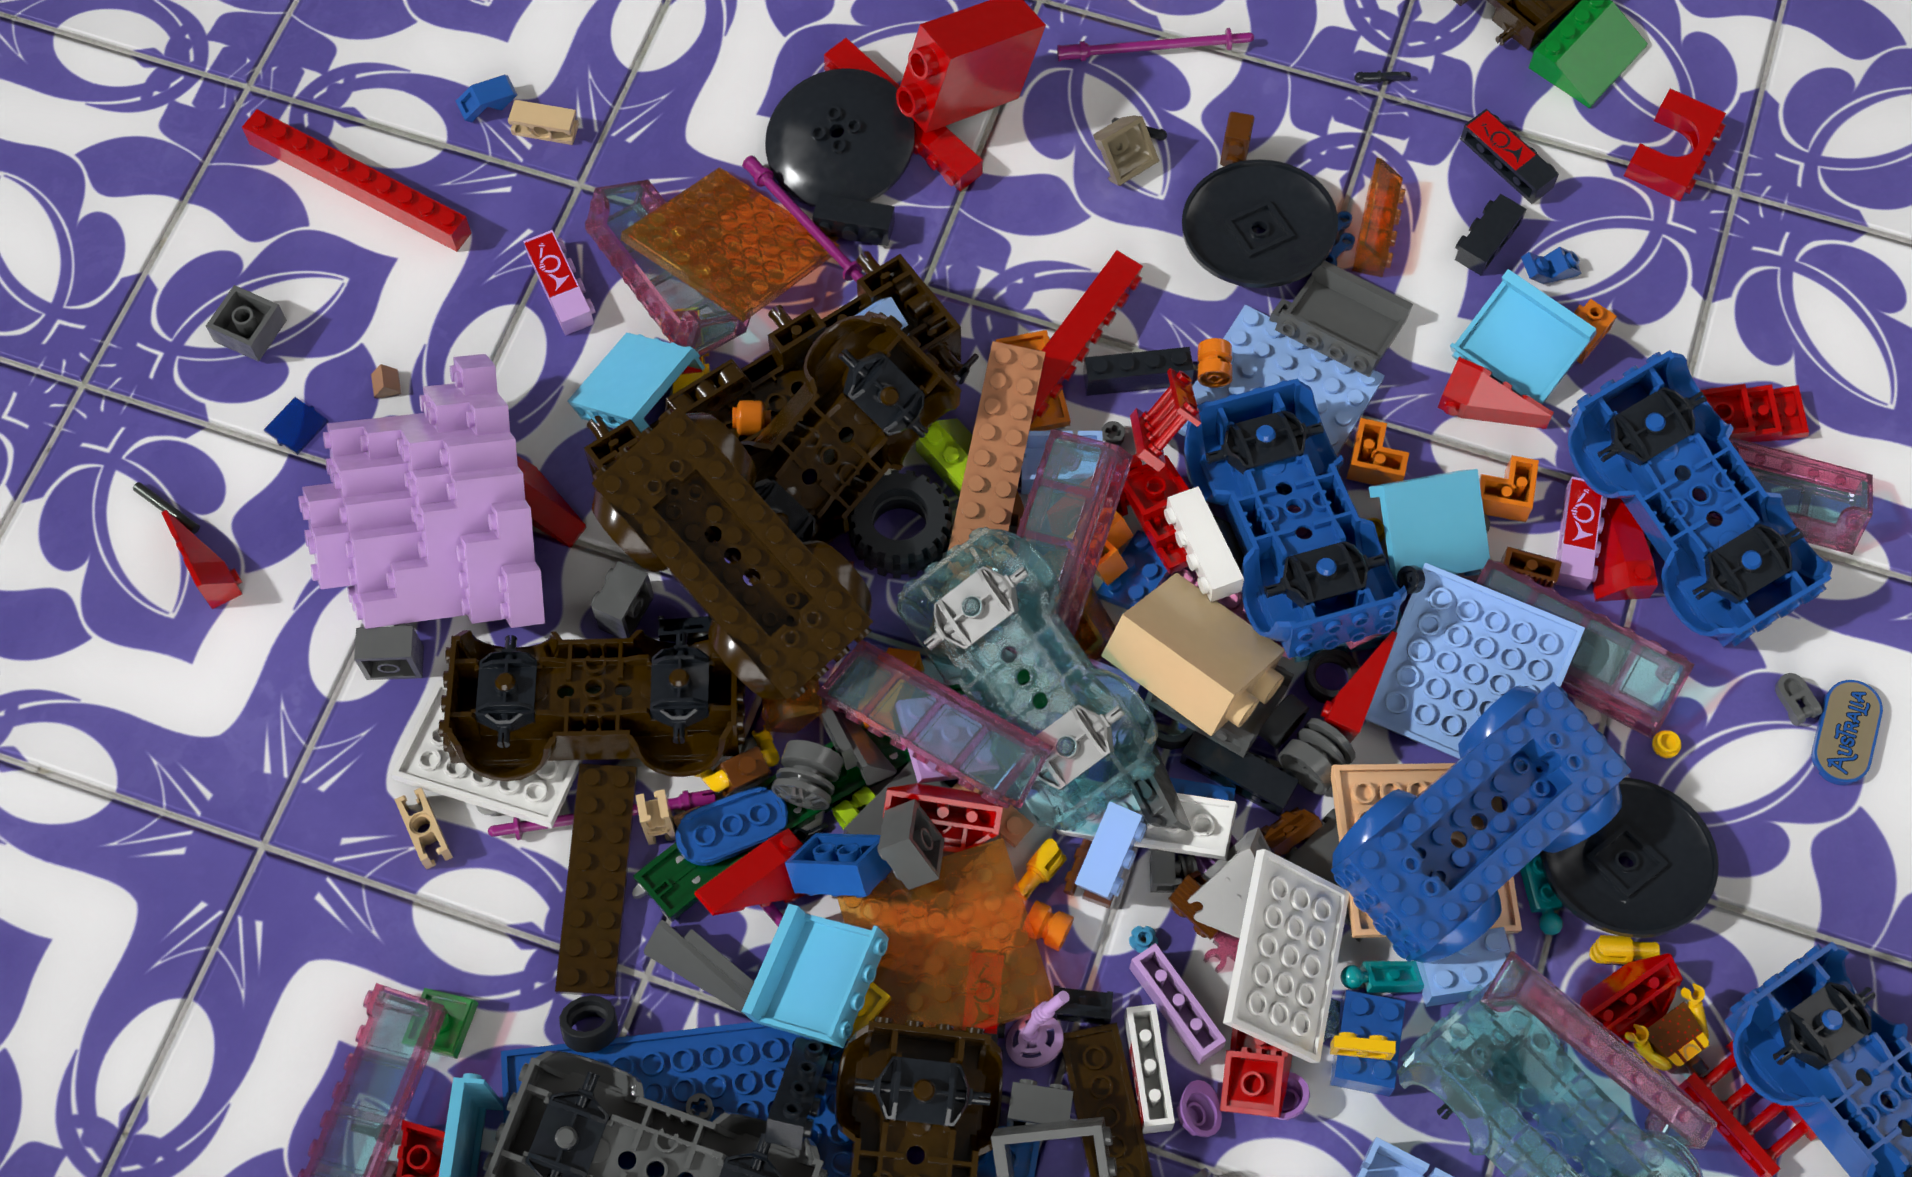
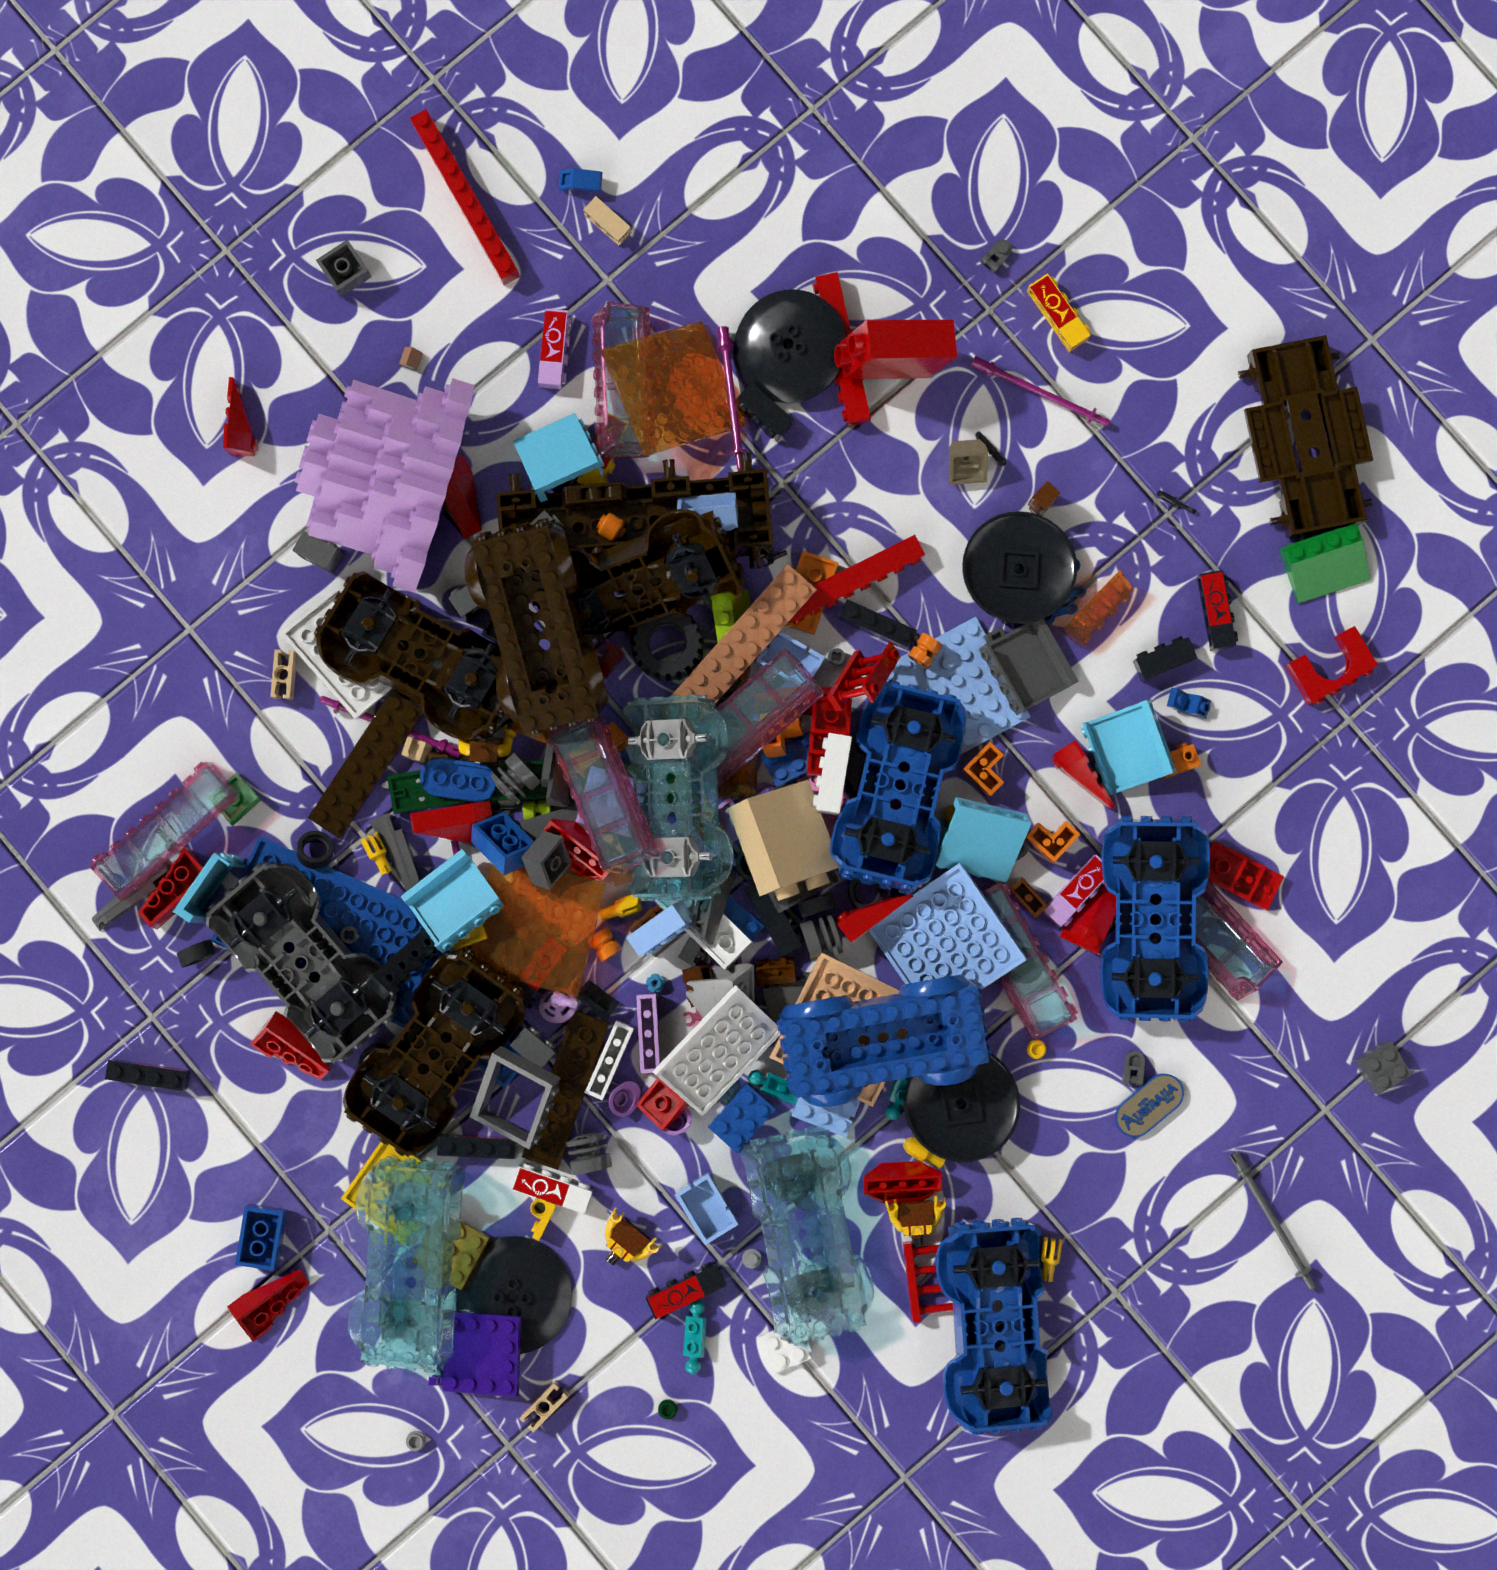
camera: 30 degrees right, 20 degrees up
(163, 505) = (236, 371): pearl dark grey bar -> none
(296, 425) = (341, 357): clear blue piece -> none
(674, 982) = (376, 852): none -> yellow arm
(1350, 1045) = (737, 1127): yellow plate -> none
(1412, 578) = (943, 868): black tile -> none
(1669, 1105) = (859, 1205): clear pink window -> none
(1870, 974) = (1050, 1259): none -> yellow arm

